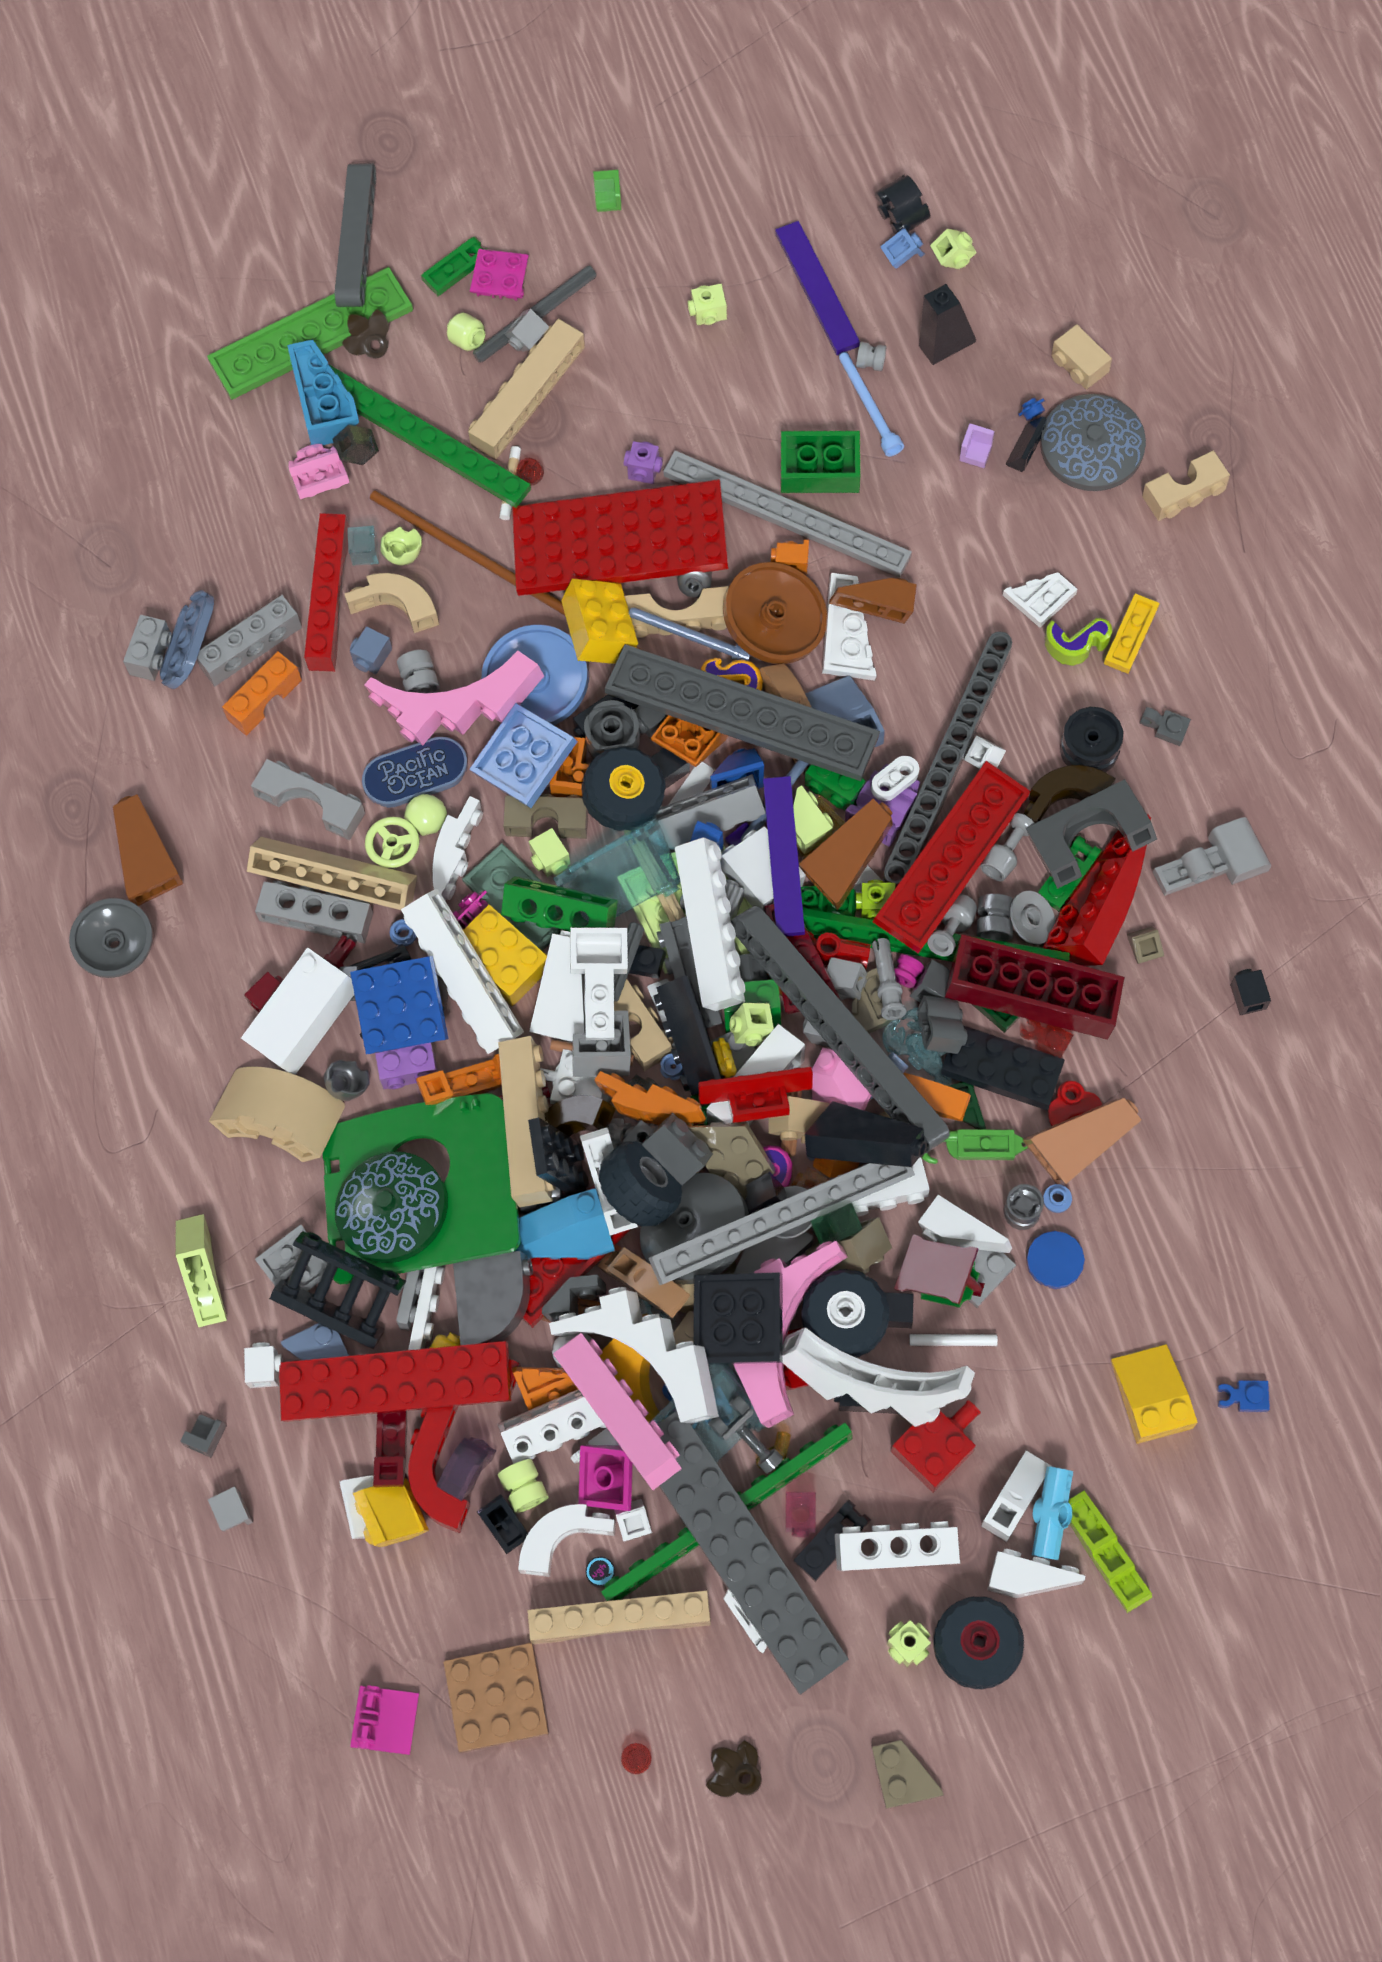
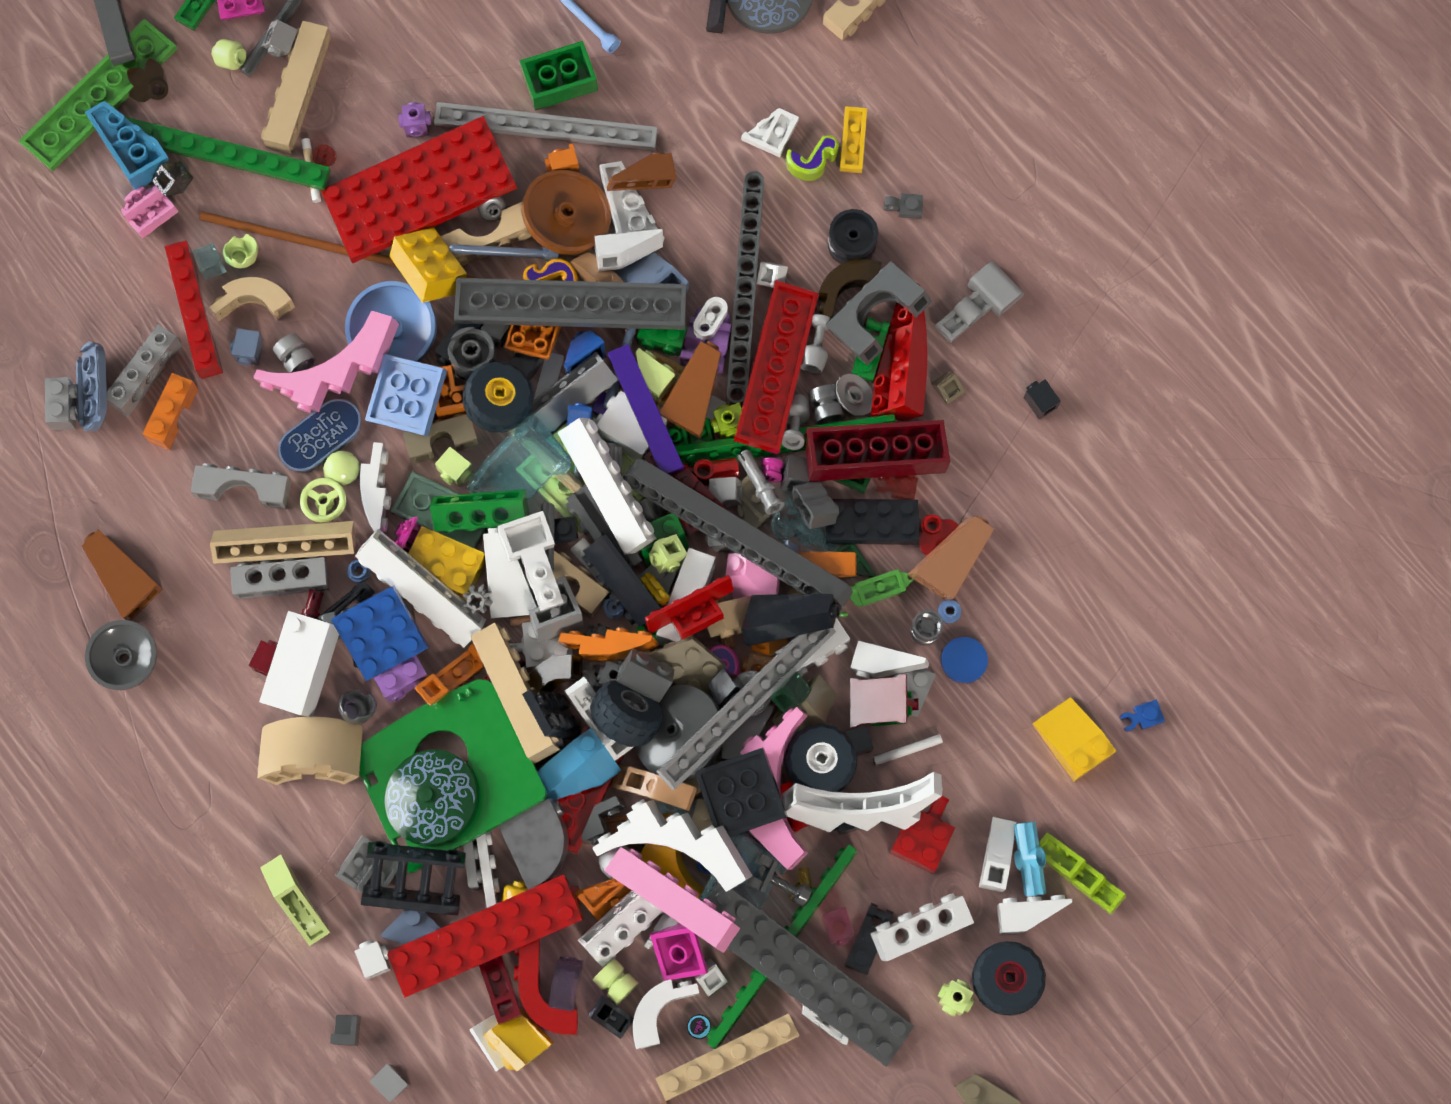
camera: 25 degrees left, 5 degrees up
(513, 1004) = (477, 592): none -> light grey gear
(823, 672) = (623, 249): none -> white slope
(976, 445) = (678, 23): lavender panel -> none

